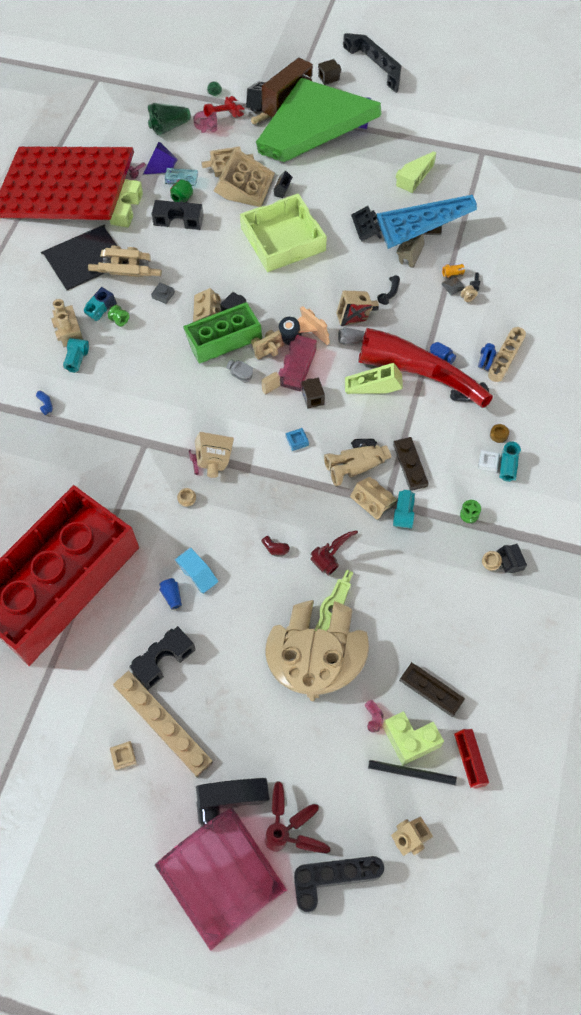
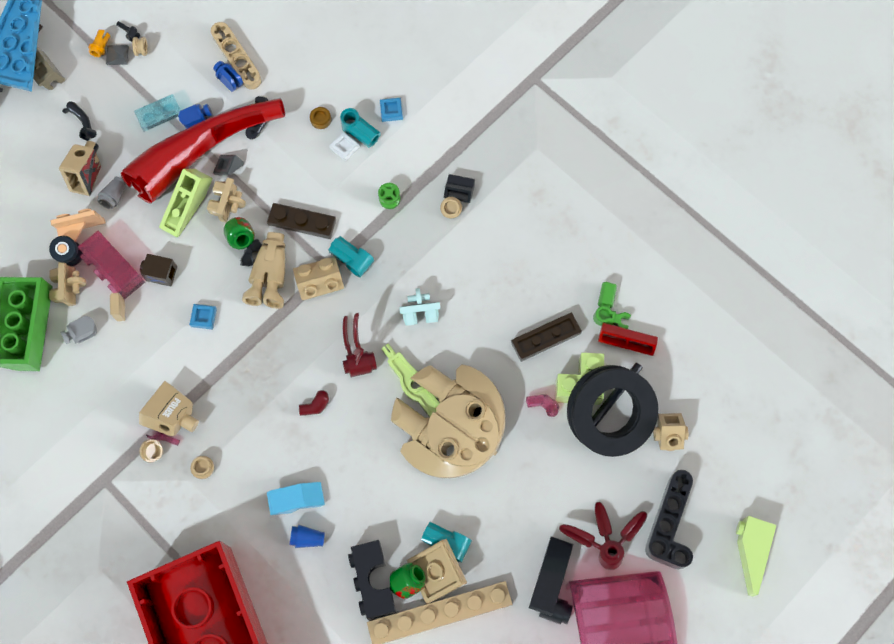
camera: 60 degrees left, 10 degrees up
(173, 682) = (407, 580): none -> green head
(180, 458) = (151, 450): none -> tan plate
(192, 701) = (440, 571): none -> tan plate
(220, 702) = (457, 541): none -> teal piece
(354, 967) = (754, 548): none -> yellowish green slope
(372, 426) = (239, 233): none -> green head
(377, 795) = (638, 427): none -> black tyre
(392, 407) = (229, 201): none -> tan hips
(398, 588) = (430, 309): none -> light aqua hips
(420, 393) = (227, 164): none -> dark grey slope
(428, 330) = (157, 112): none -> clear light blue plate
(494, 723) = (604, 313): none -> bright green bar
(541, 477) = (391, 109): none -> dark azure tile

